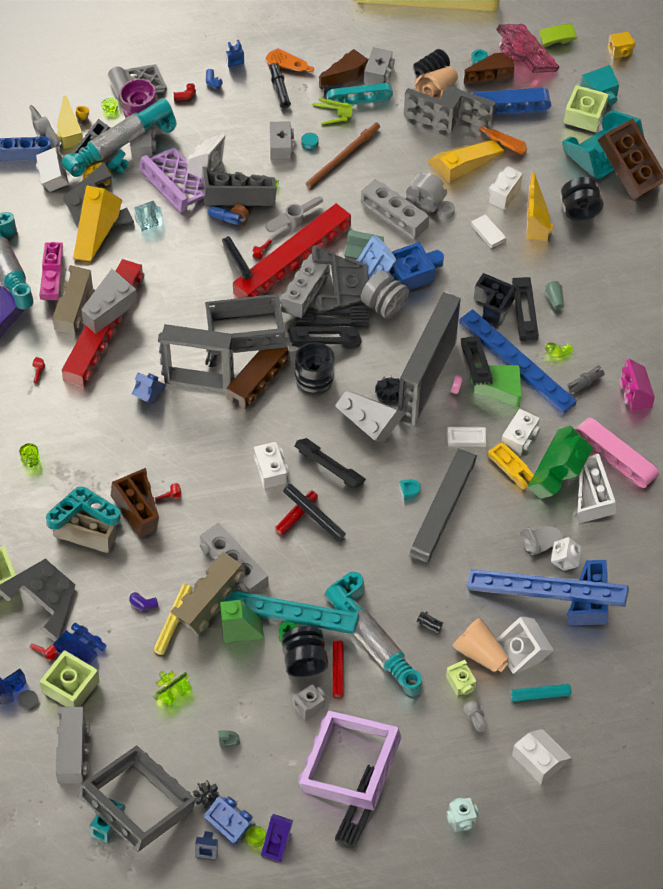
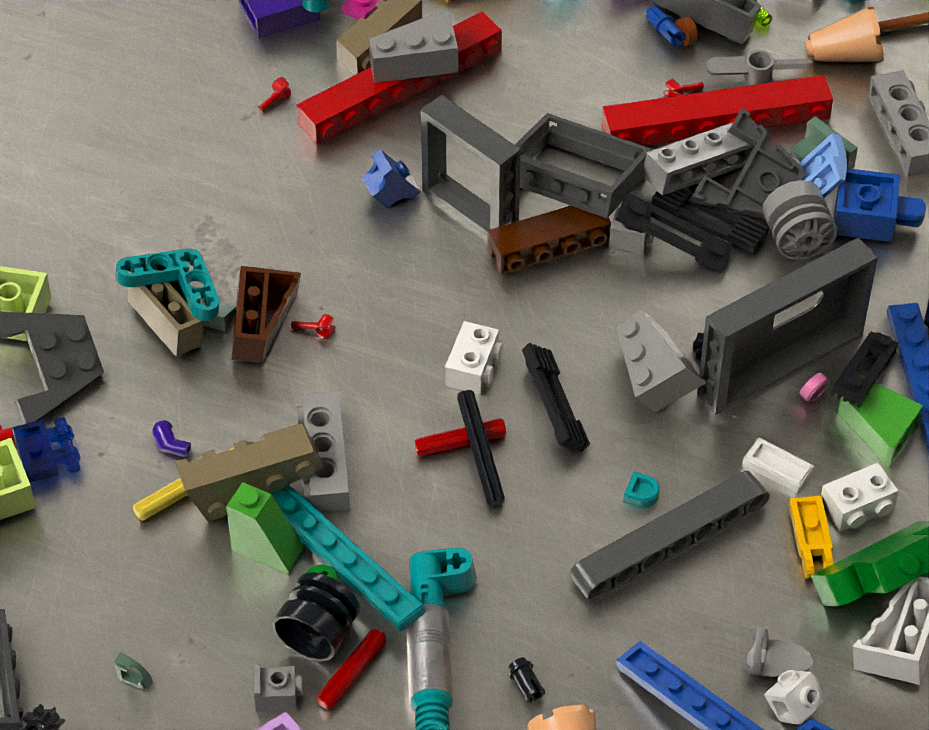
camera: 35 degrees right, 5 degrees down
(26, 451) = (178, 188): clear neon green wheel -> none
(180, 683) = (113, 561): clear neon green hips -> none
(236, 258) = (633, 80): black axle -> none
(314, 367) = (627, 263): black wheel -> none
(332, 174) = (848, 40): none -> light nougat cone

